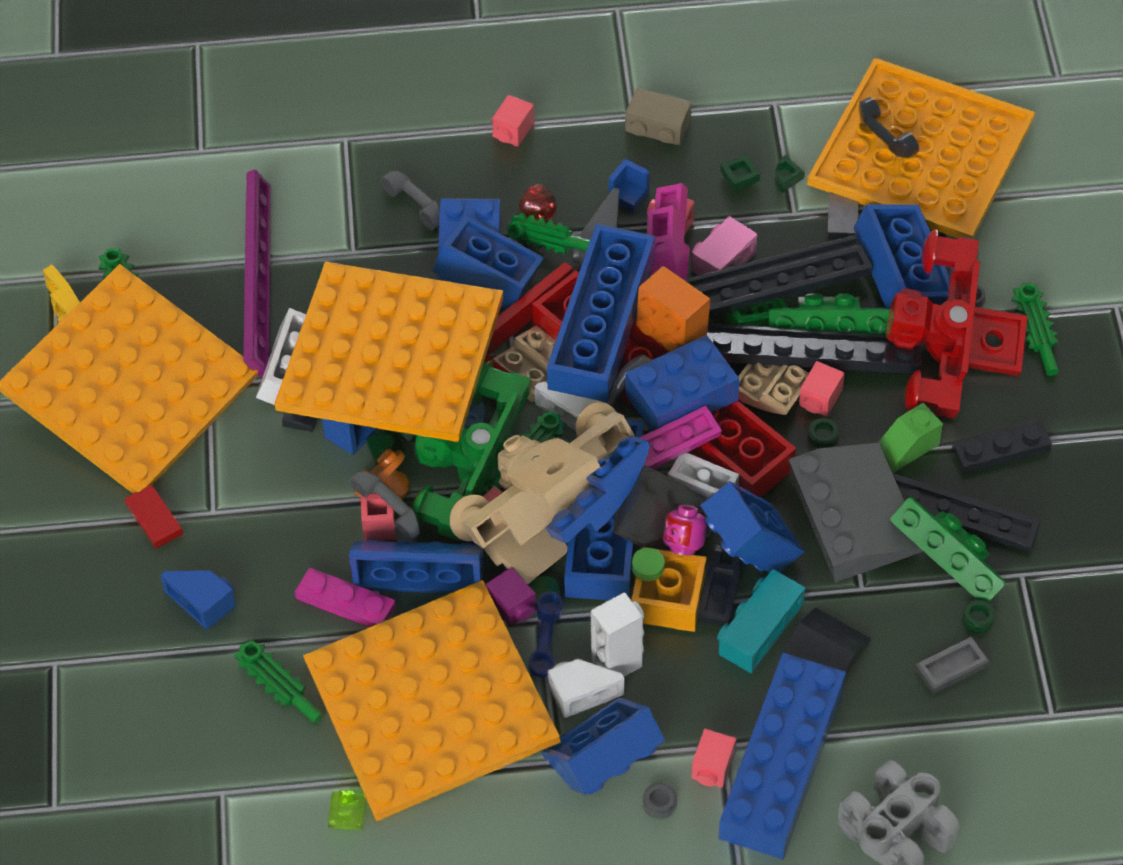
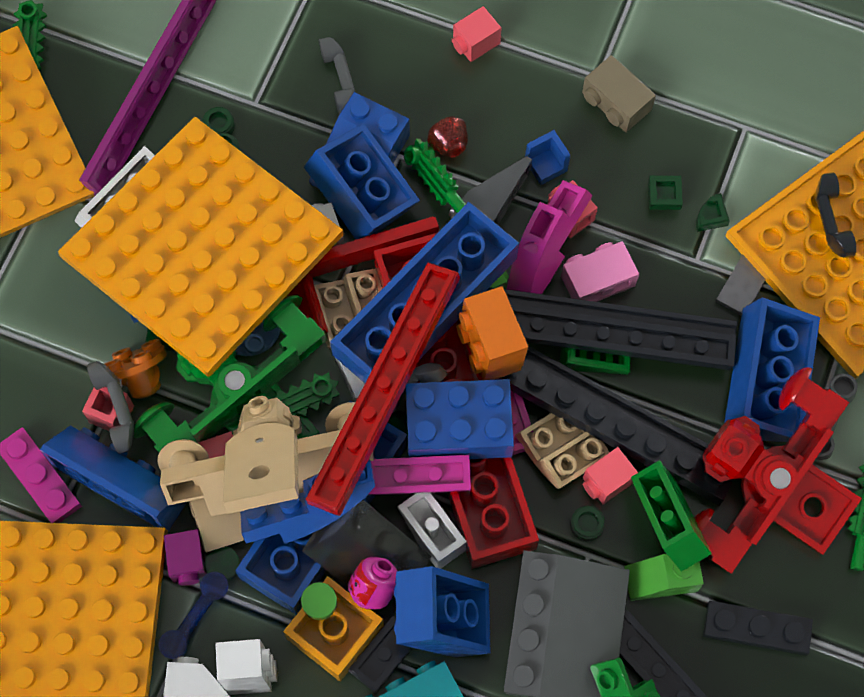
camera: 25 degrees right, 15 degrees up
(614, 376) = (382, 390): none -> red tile
(830, 314) = (665, 396): green bracket -> none
(888, 384) = (670, 516): none -> green brick

